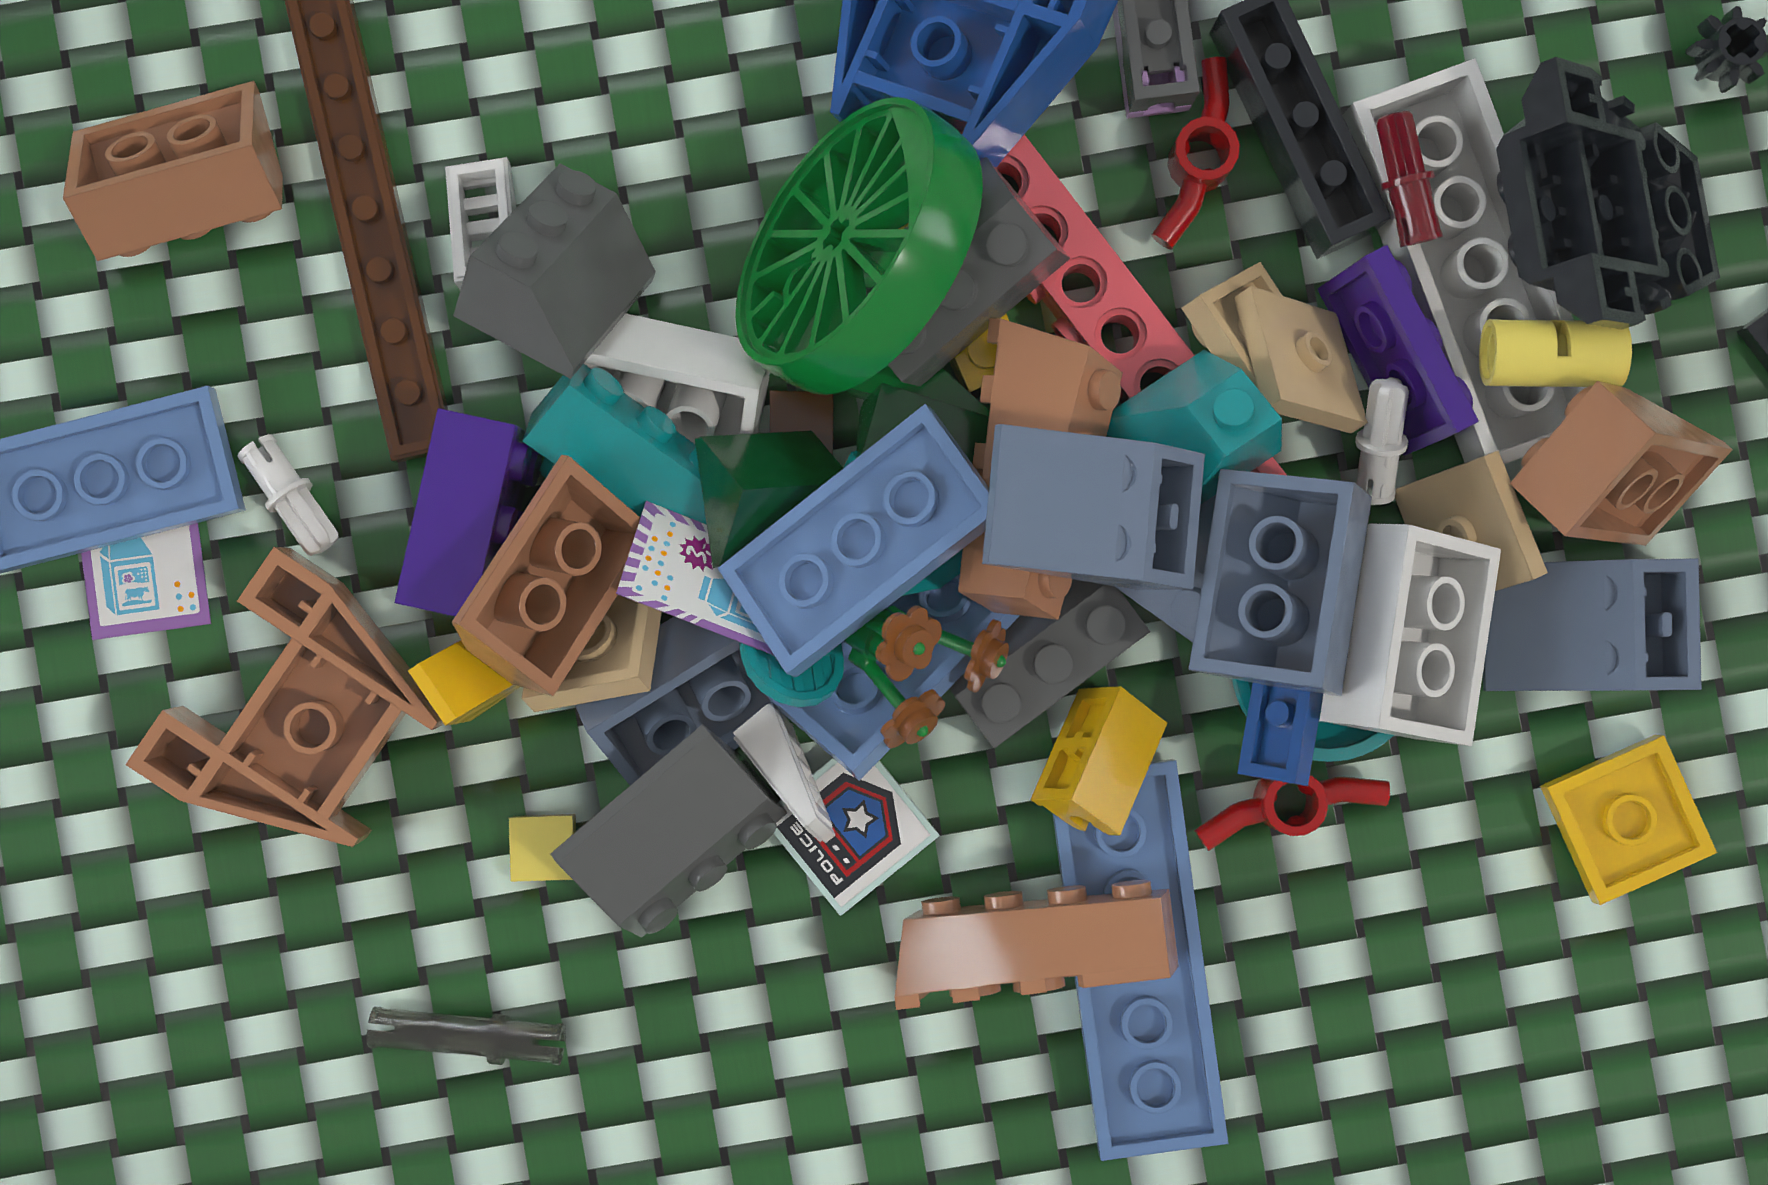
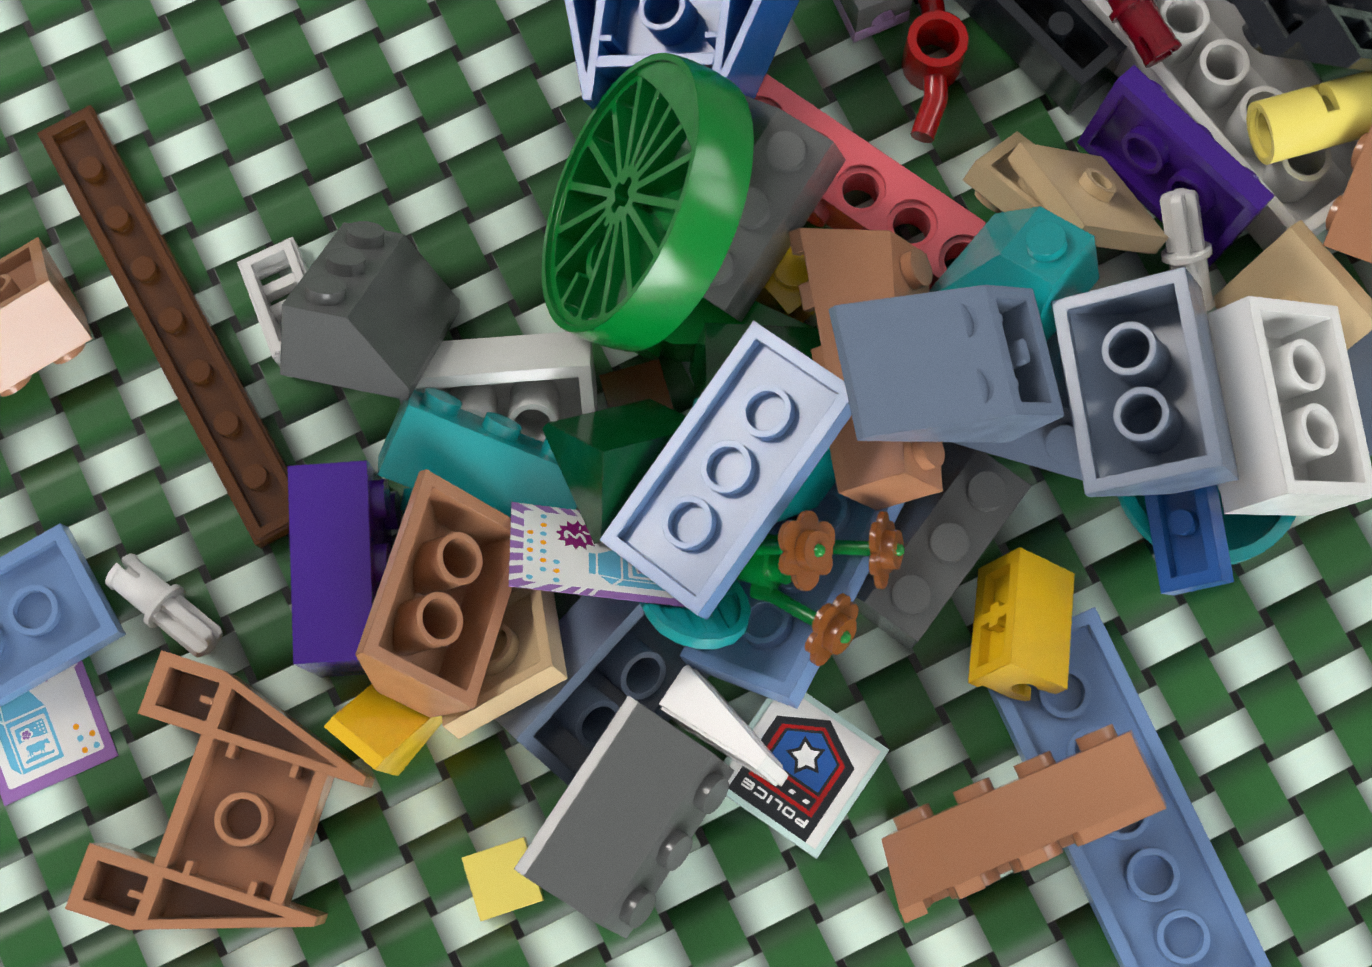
camera: 15 degrees left, 10 degrees down
(1318, 797) = (1242, 605): red piece -> none

